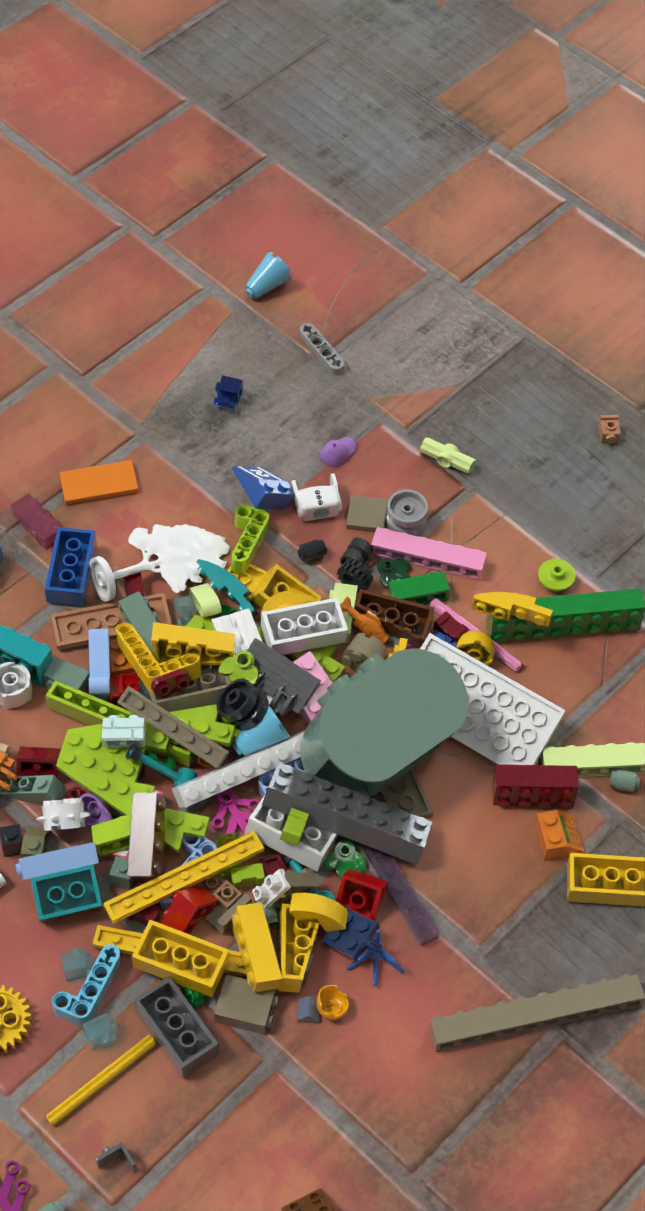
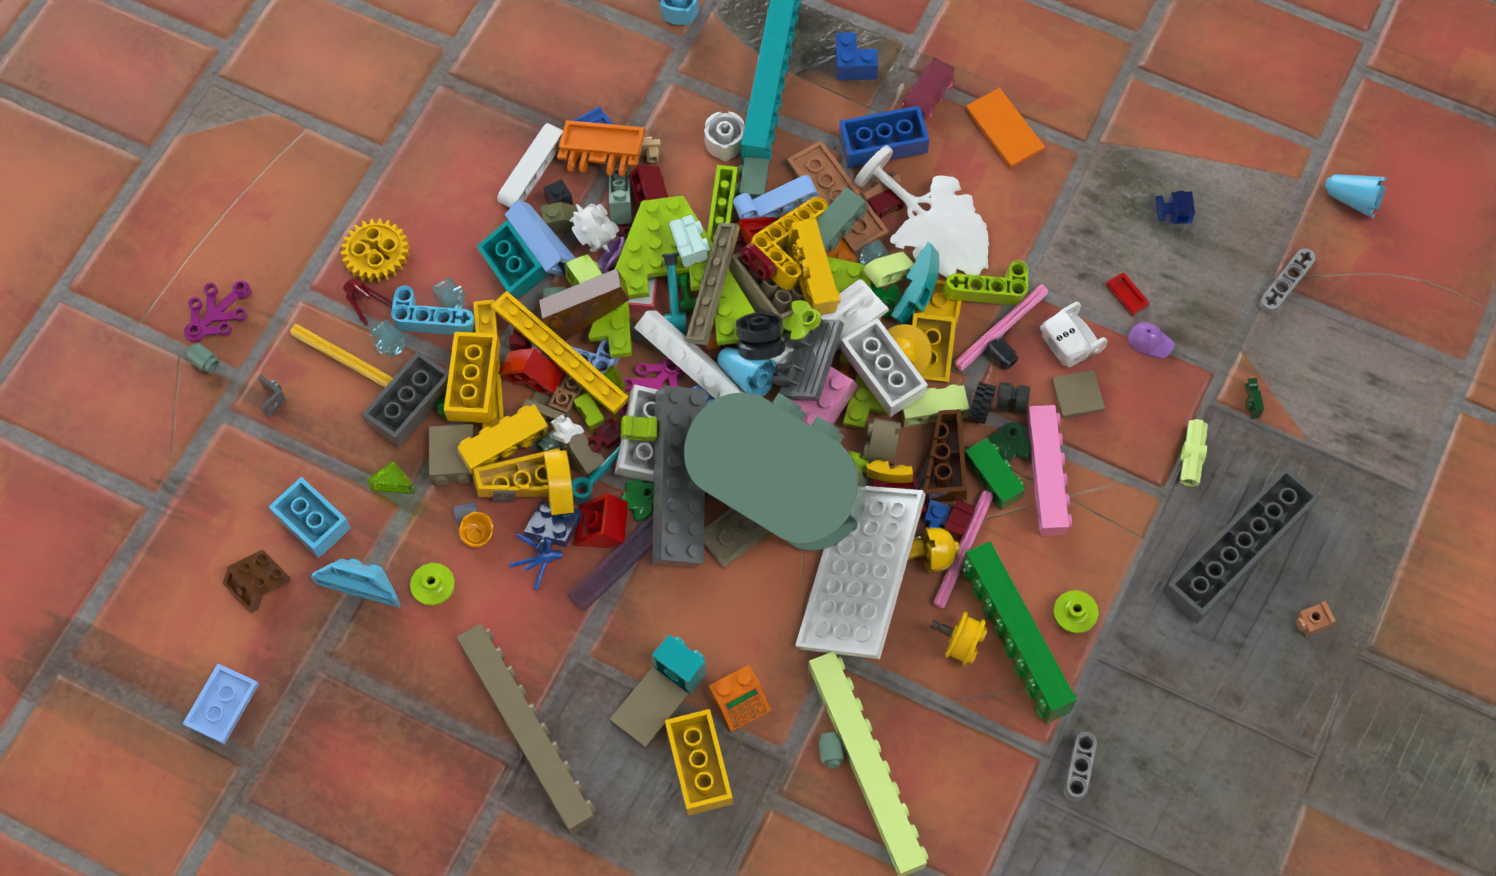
camera: 75 degrees right, 10 degrees up
(32, 1048) = (357, 291): none -> dark red plant
(252, 1064) = (391, 480): none -> clear neon green slope
(264, 487) = (1061, 277): blue slope -> none
(268, 1148) = (310, 517): none -> medium azure brick
(289, 550) = (1001, 327): none -> bright pink axle
(290, 452) = (1127, 294): none -> red tile
(348, 1120) = (358, 580): none -> medium azure wedge
(366, 623) = (925, 433): orange animal -> none
(373, 1065) = (437, 592): none -> lime piece
(407, 512) = (1089, 431): light grey wheel -> none
(418, 402) = (1254, 402): none -> dark green plate
(505, 604) = (987, 559): yellow slope -> none
(519, 867) = (679, 663): none -> teal brick
(535, 785) = (784, 655): dark red brick -> none
(538, 451) = (1241, 545): none -> dark grey brick
(545, 909) = (648, 707): none -> dark tan tile
(559, 653) = (962, 638): none -> yellow wheel

